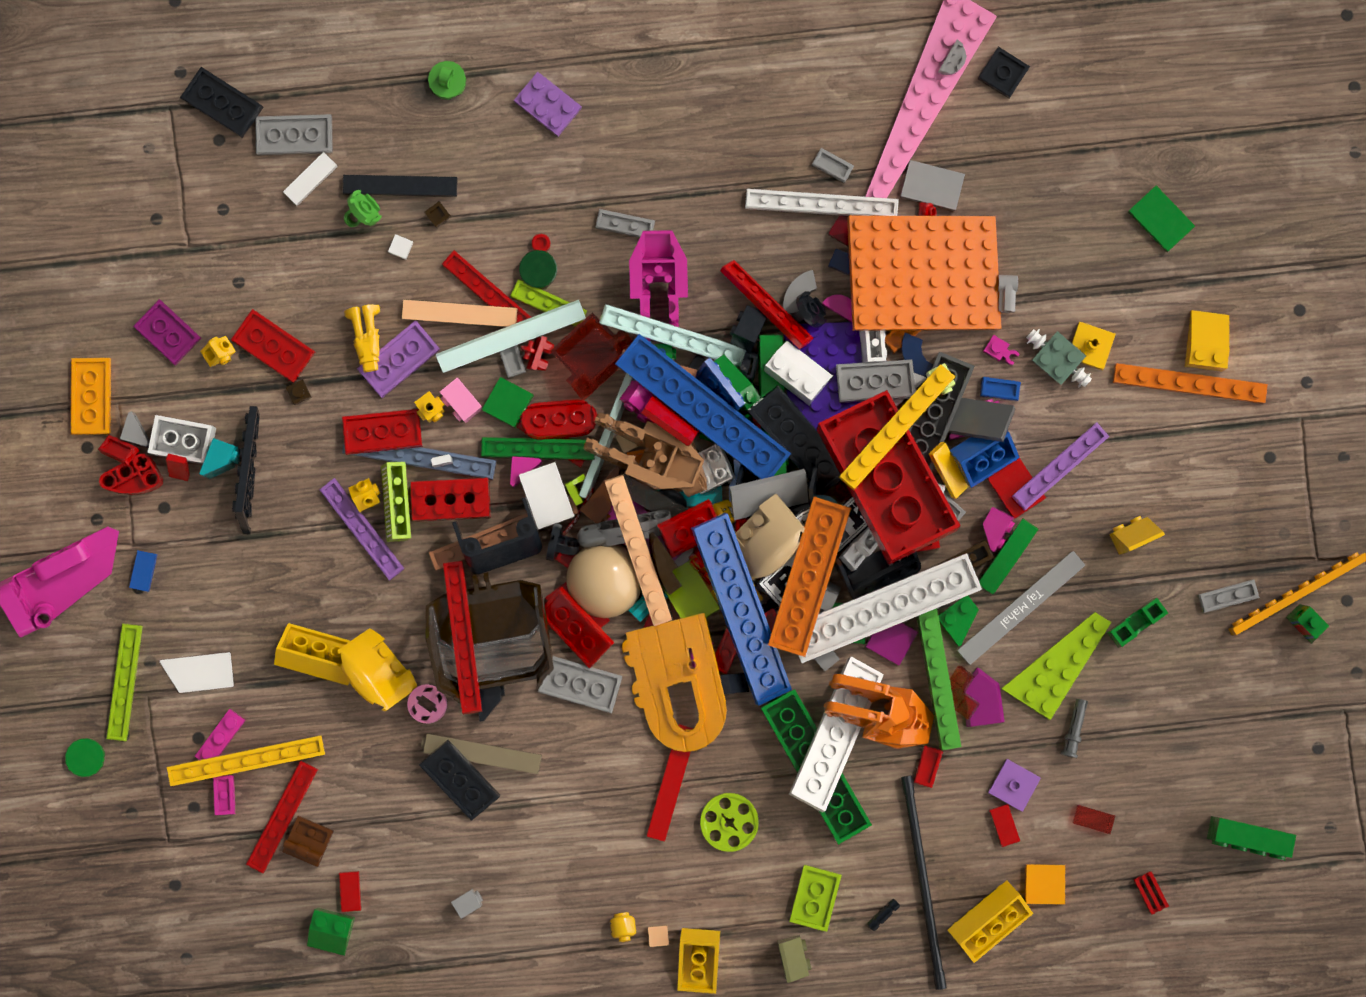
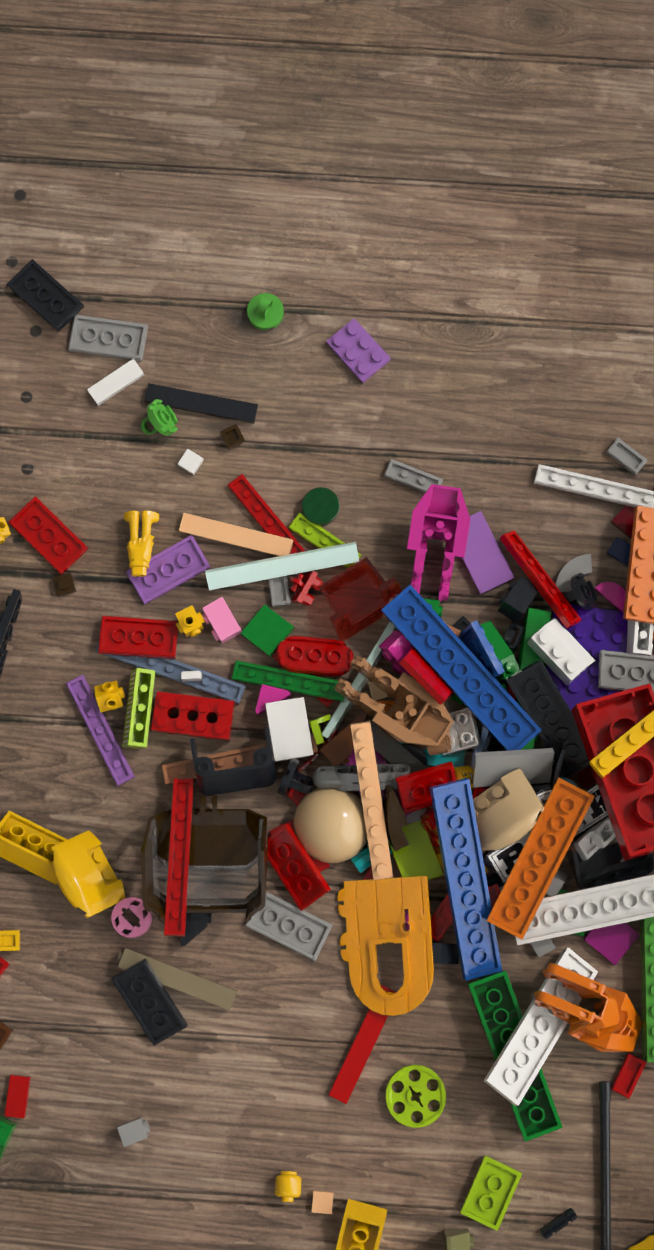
camera: 15 degrees right, 5 degrees down
(541, 242) = (328, 480): red tile -> none
(670, 334) = (440, 591): light aqua tile -> none
(708, 291) = (484, 558): none -> medium lavender tile

